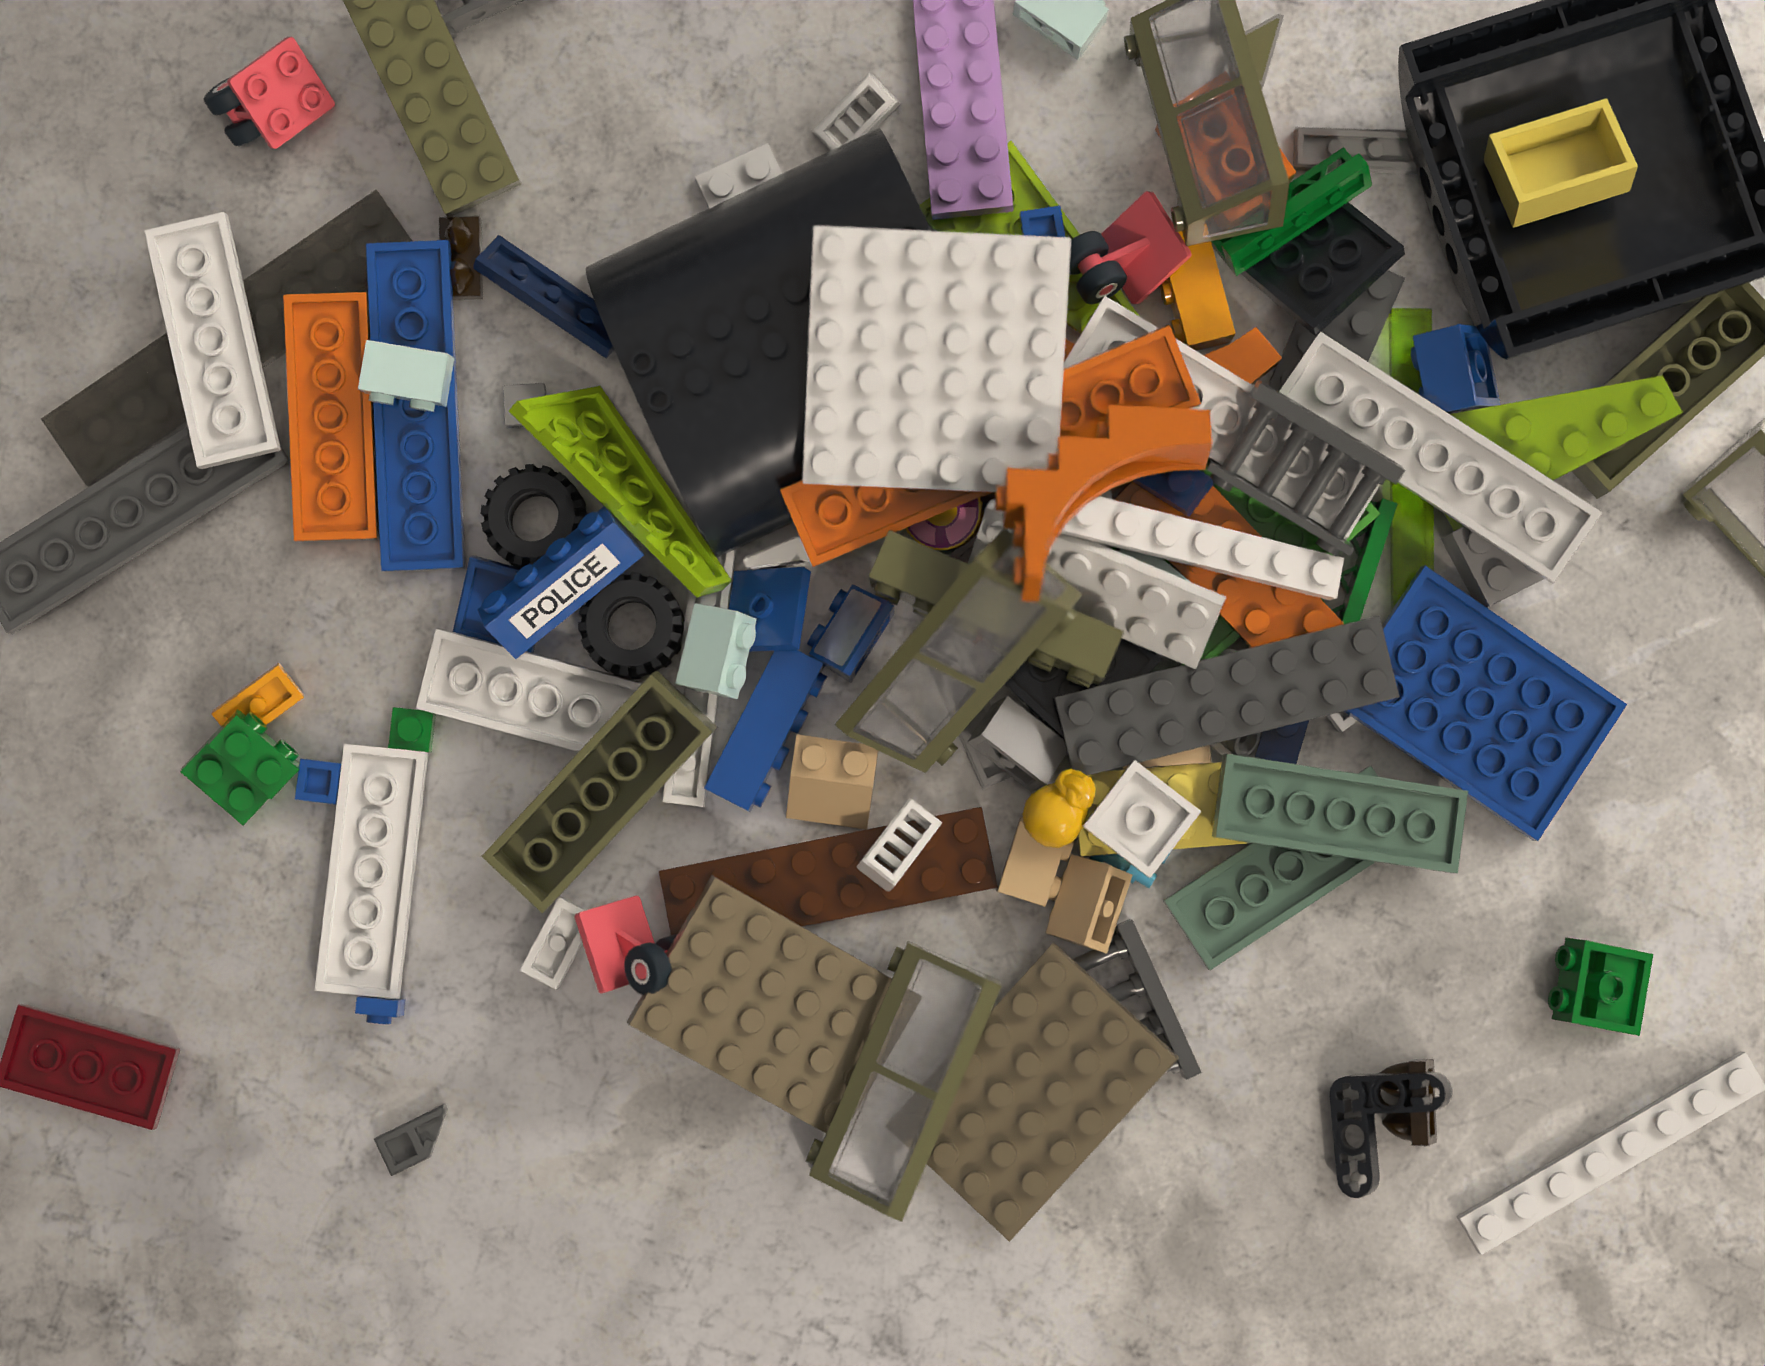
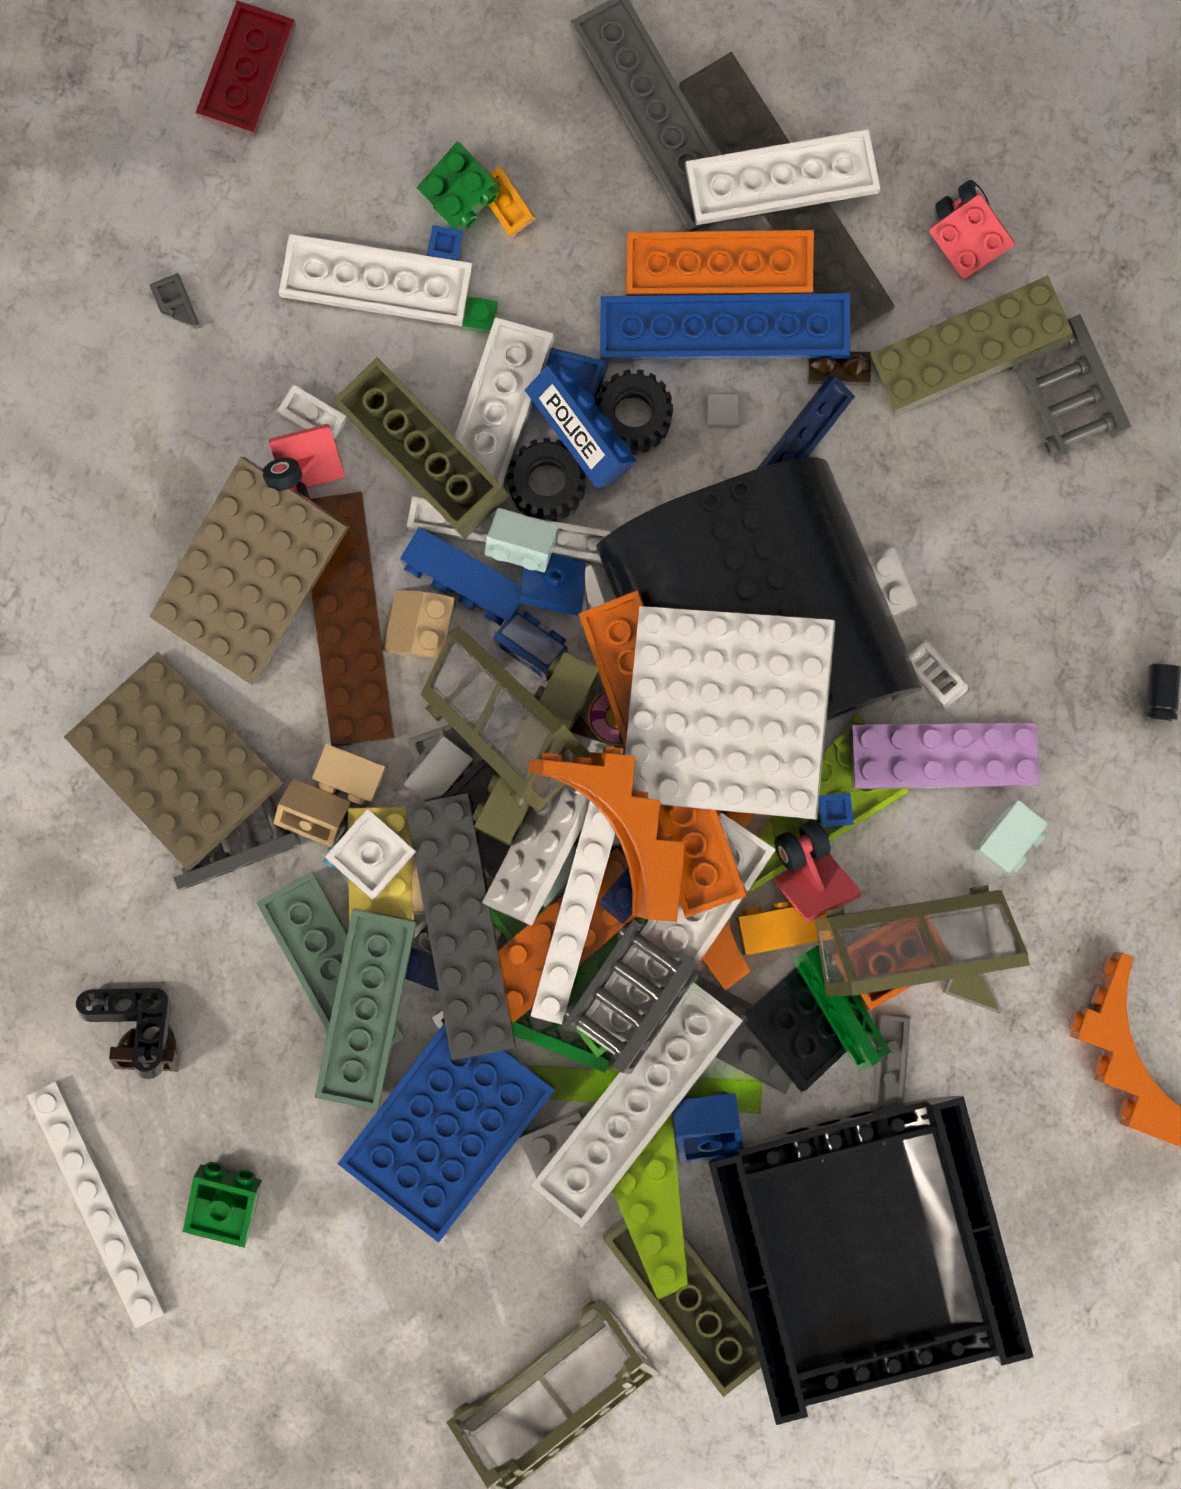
camera: 90 degrees right, 0 degrees up
(379, 1009) = (271, 281): blue plate -> none
(405, 374) = (746, 317): light aqua brick -> none
(607, 459) = (673, 466): lime wing -> none
(879, 873) = (345, 655): white slope -> none
(904, 1080) = (189, 664): windscreen -> none
(1059, 809) = (383, 792): yellow hair -> none
(1560, 162) = (867, 1221): light yellow piece -> none

